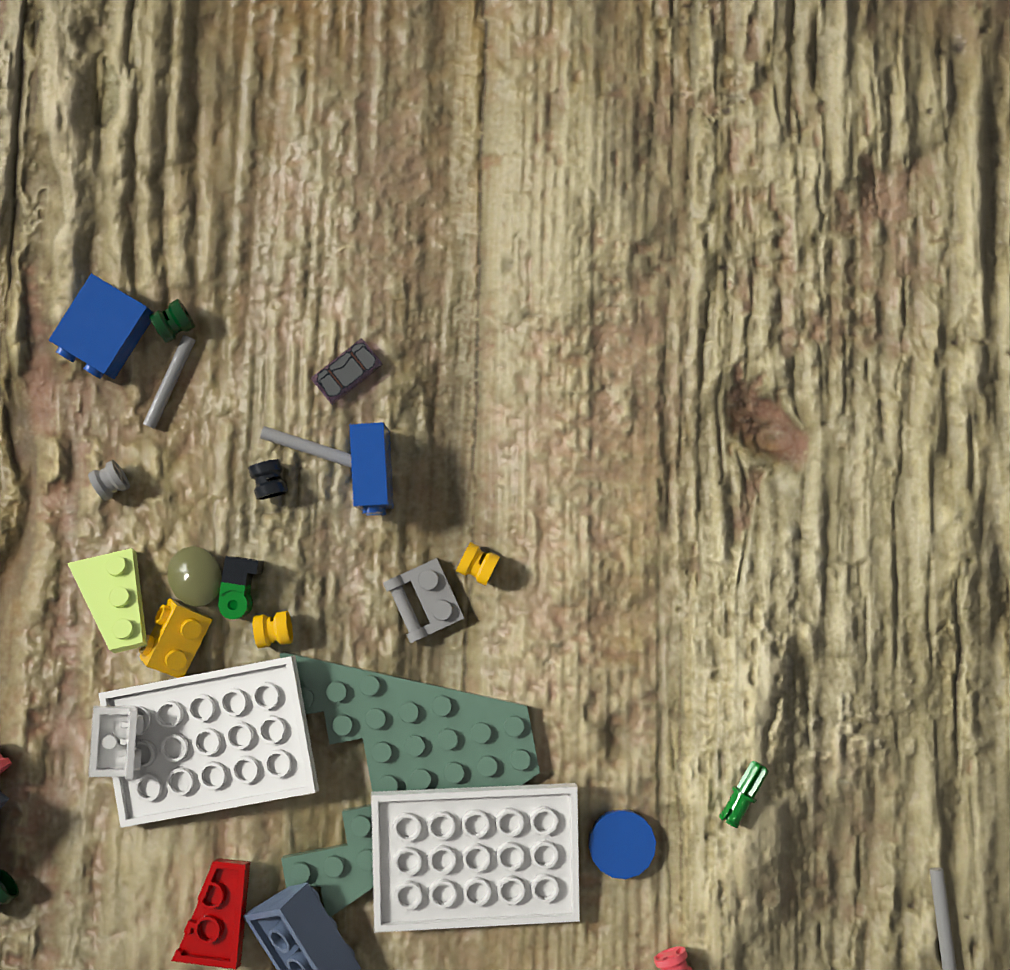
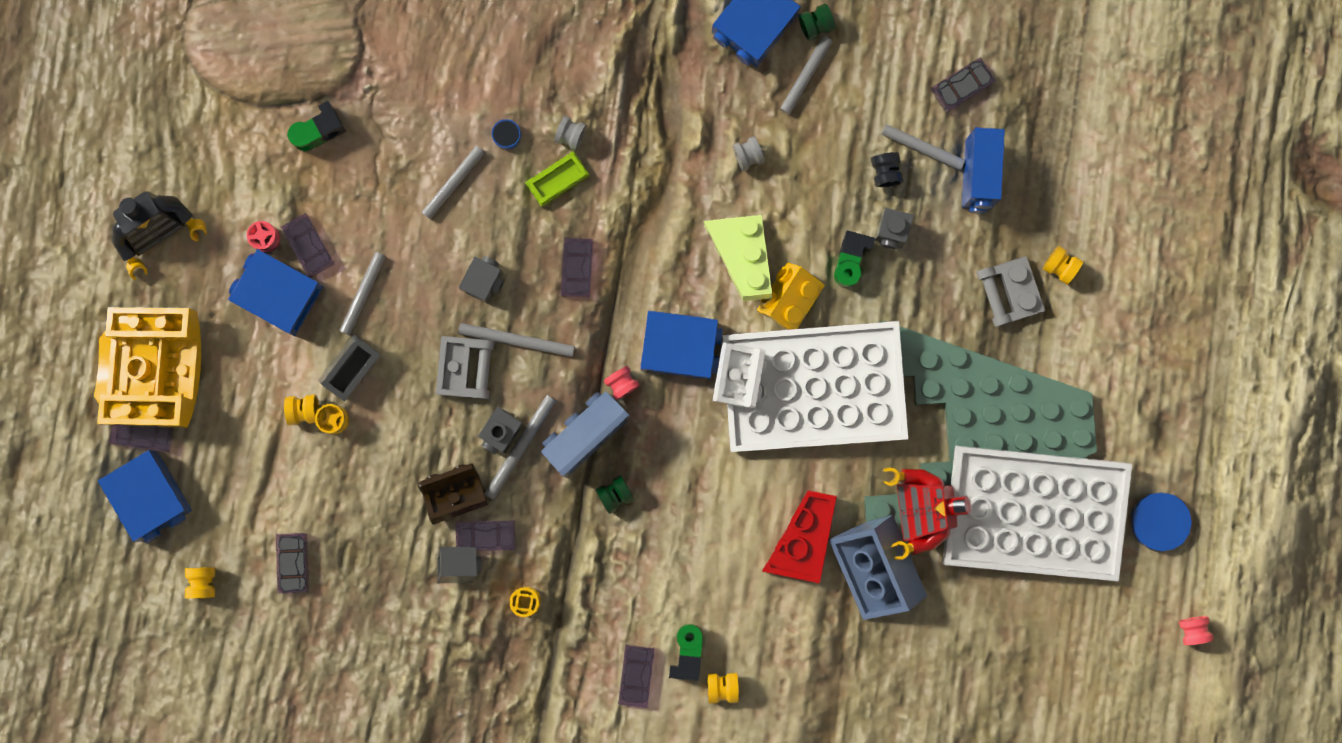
camera: 10 degrees right, 0 degrees up
(49, 711) = (680, 345): none -> blue brick
(195, 576) = (813, 246): olive hat -> none
(269, 629) = (876, 299): yellow wheel -> none
(280, 547) = (893, 228): none -> dark grey brick
(342, 874) = (926, 509): none -> red torso
(744, 794) = (1273, 491): green axle -> none

